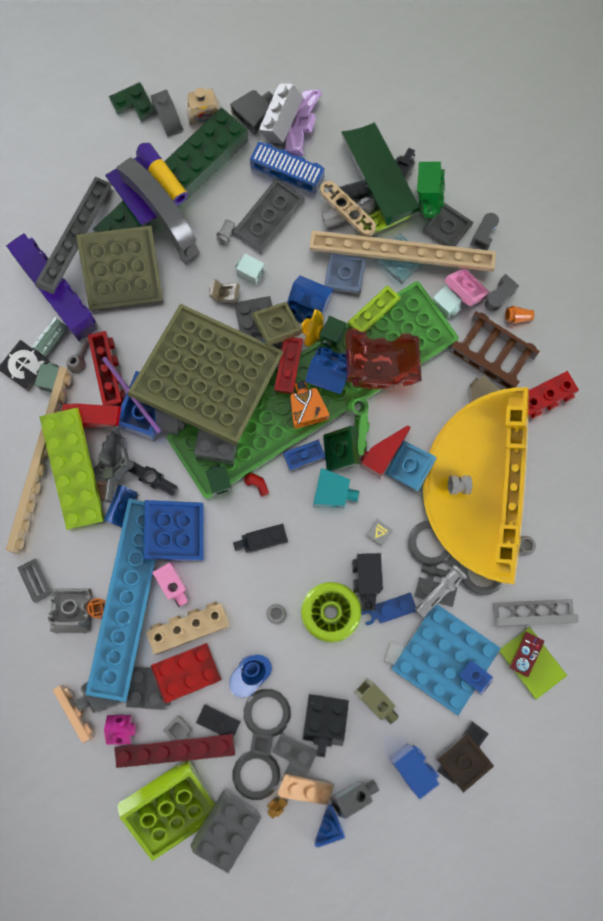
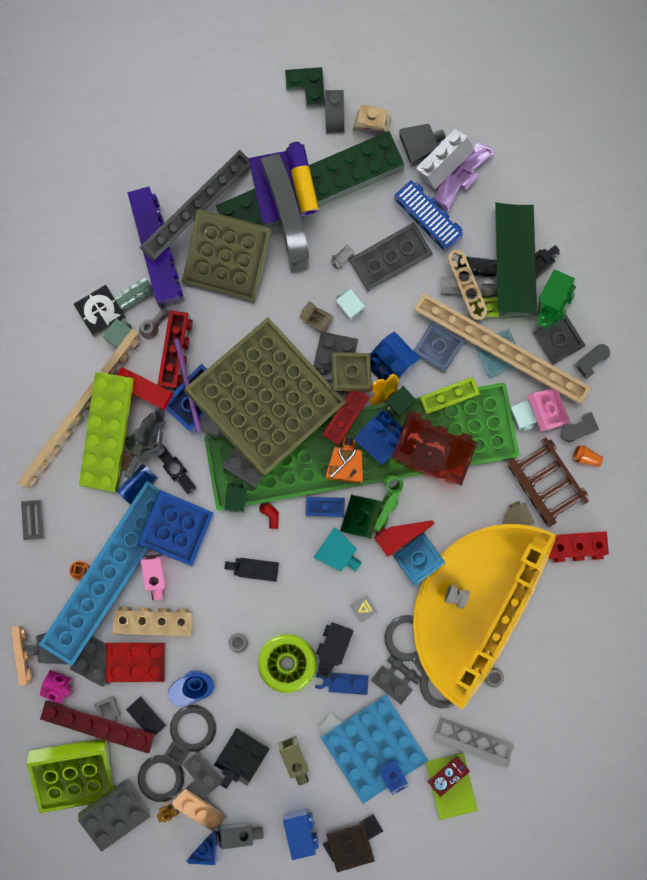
camera: 25 degrees right, 5 degrees up
(69, 610) = (53, 560): light grey slope -> none
(447, 584) = (402, 684): light grey pin -> none

